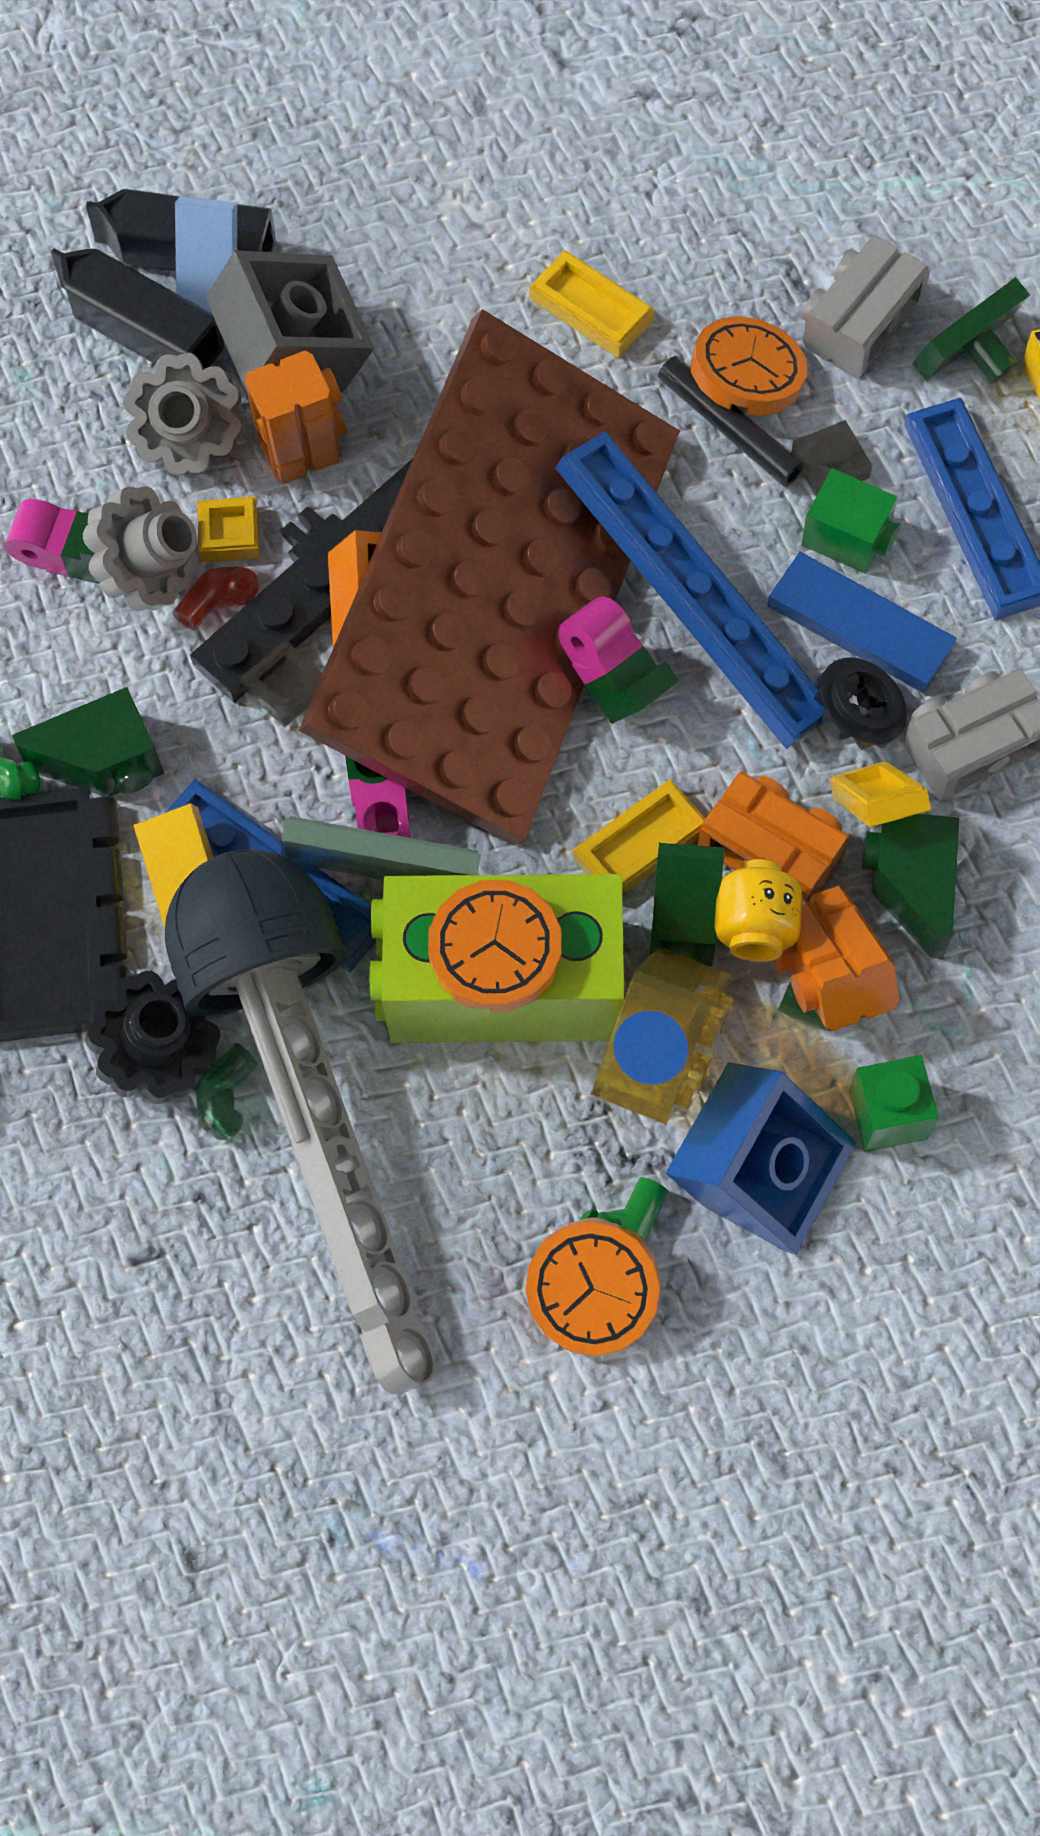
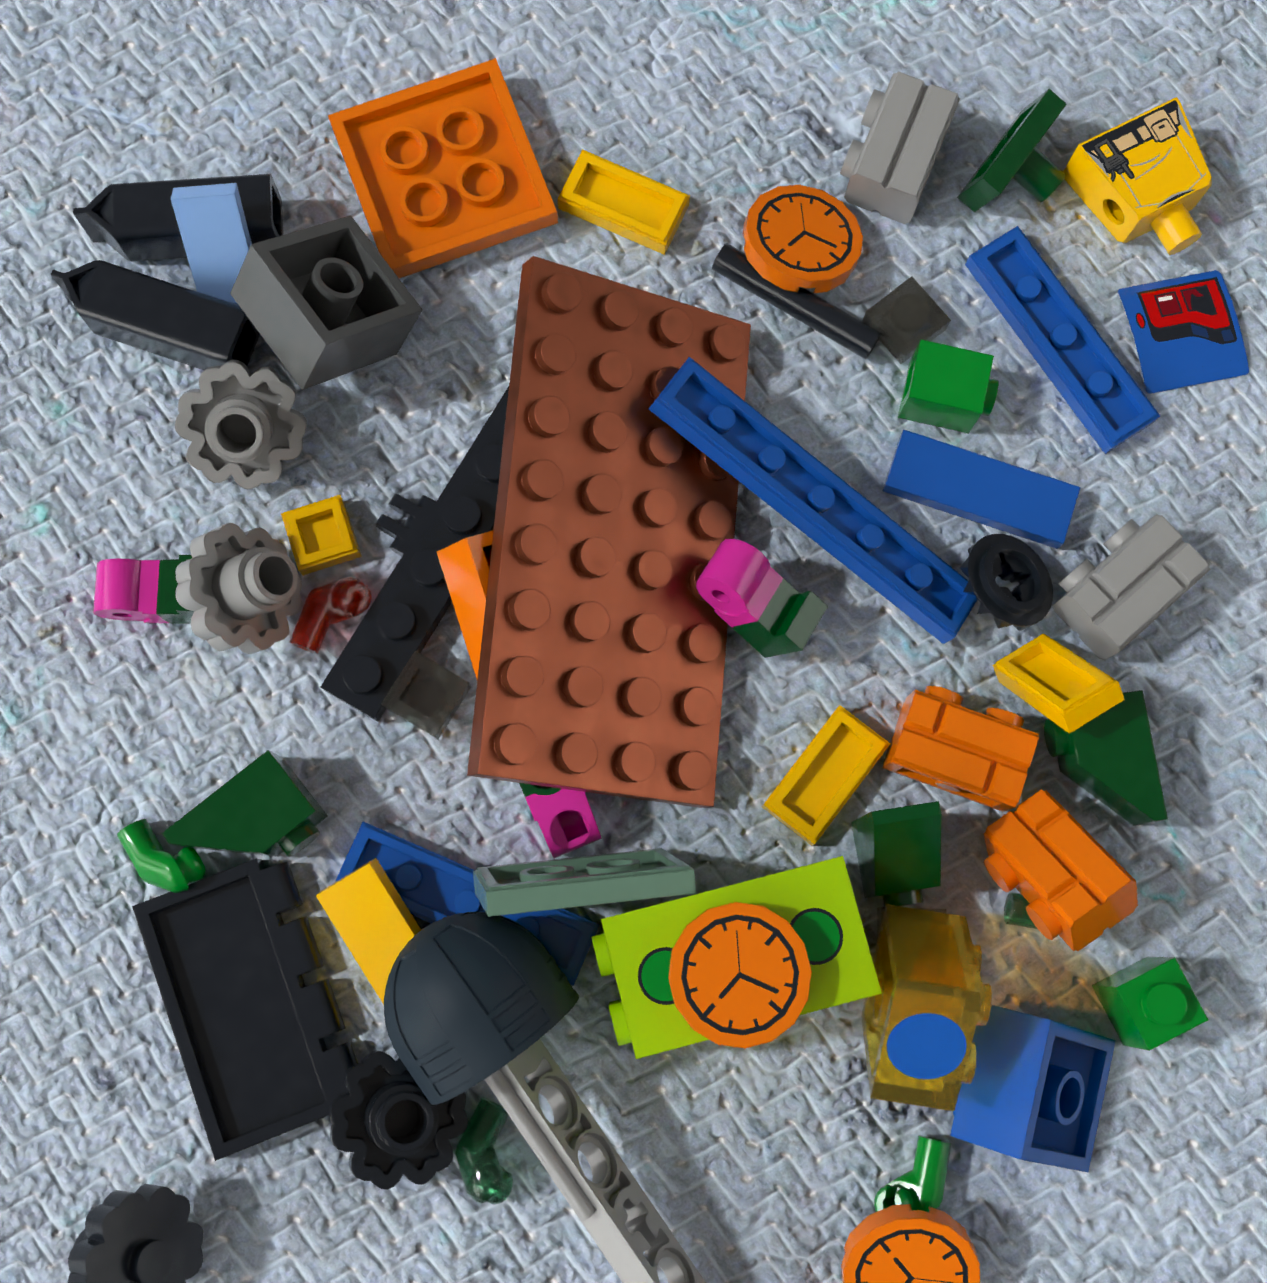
camera: 20 degrees left, 10 degrees up
(296, 415) = (361, 403): orange brick -> none
(431, 240) = (443, 169): none -> orange plate
(758, 911) = (983, 850): yellow head -> none

